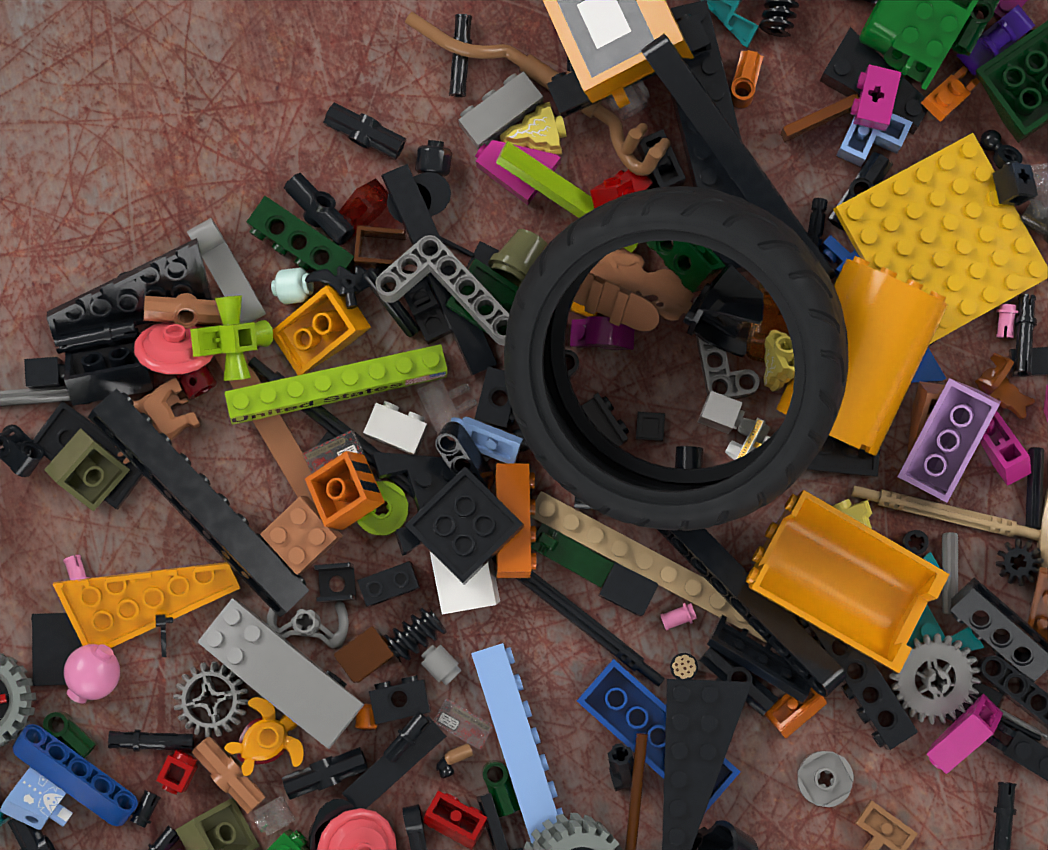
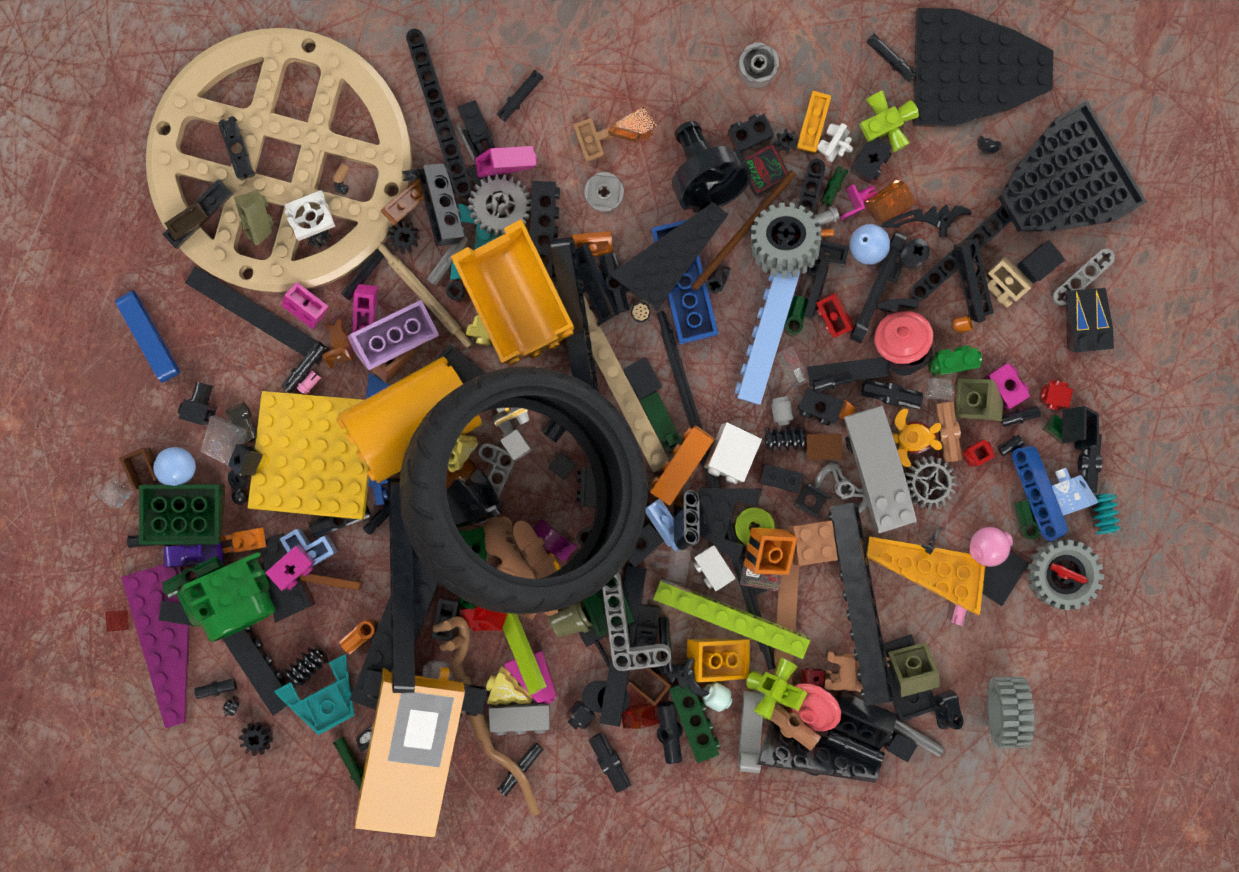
camera: 150 degrees left, 5 degrees up
(144, 740) = (983, 484): black pin -> none
(452, 757) = (812, 352): medium nougat arm -> none
(464, 525) = (714, 480): black plate -> none
(678, 616) = (623, 343): bright pink pin -> none

